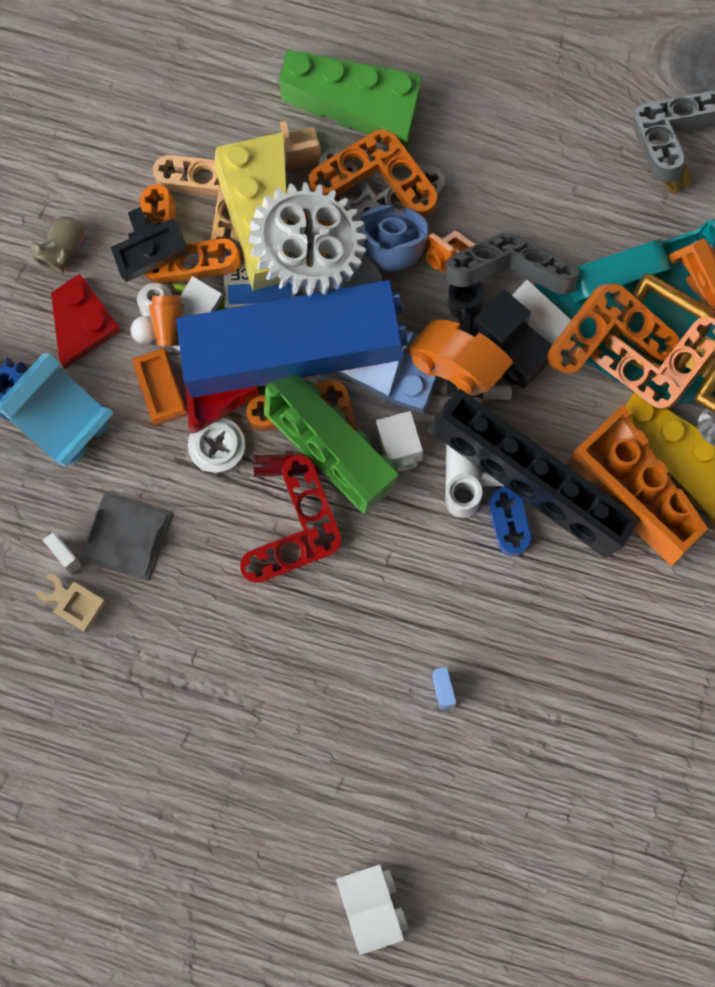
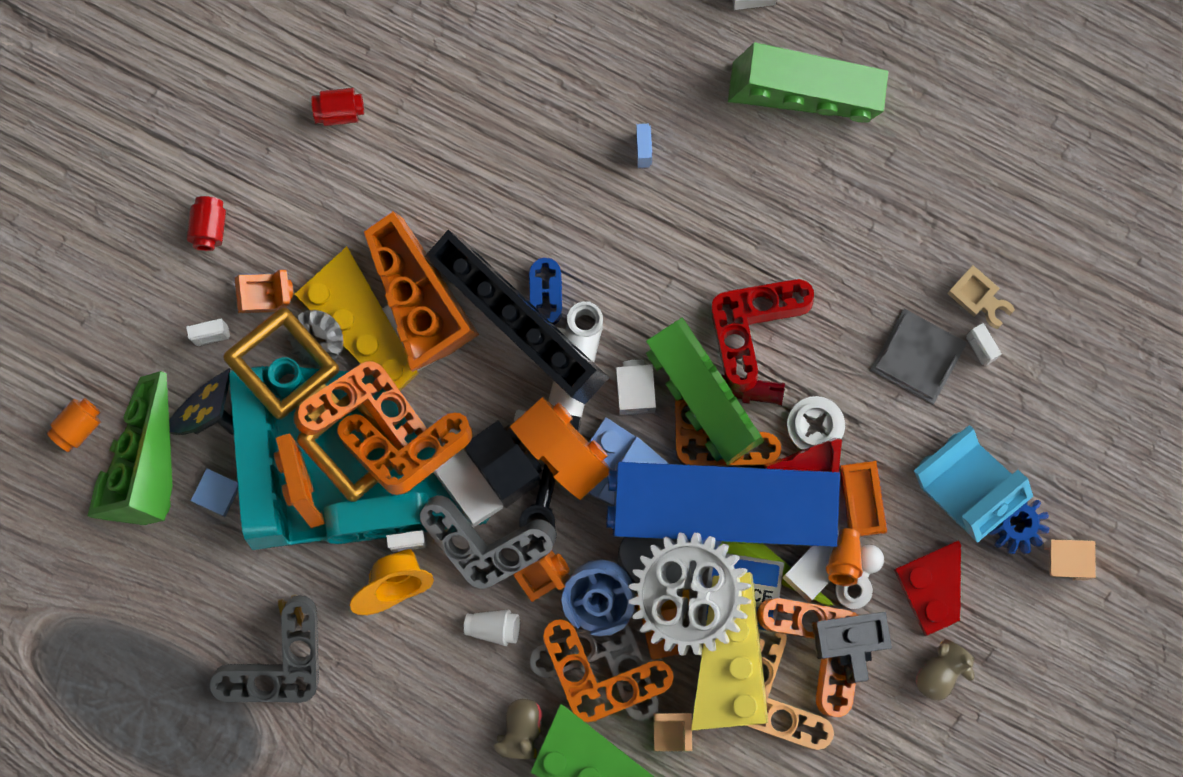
camera: 170 degrees left, 5 degrees up
(283, 786) = (807, 83): none -> bright green wedge
(438, 121) = (523, 727): none -> dark tan animal
(485, 201) = (494, 626): none -> white cone
(586, 254) = (407, 540): none -> white tile
(591, 223) = (391, 582): none -> light orange piece

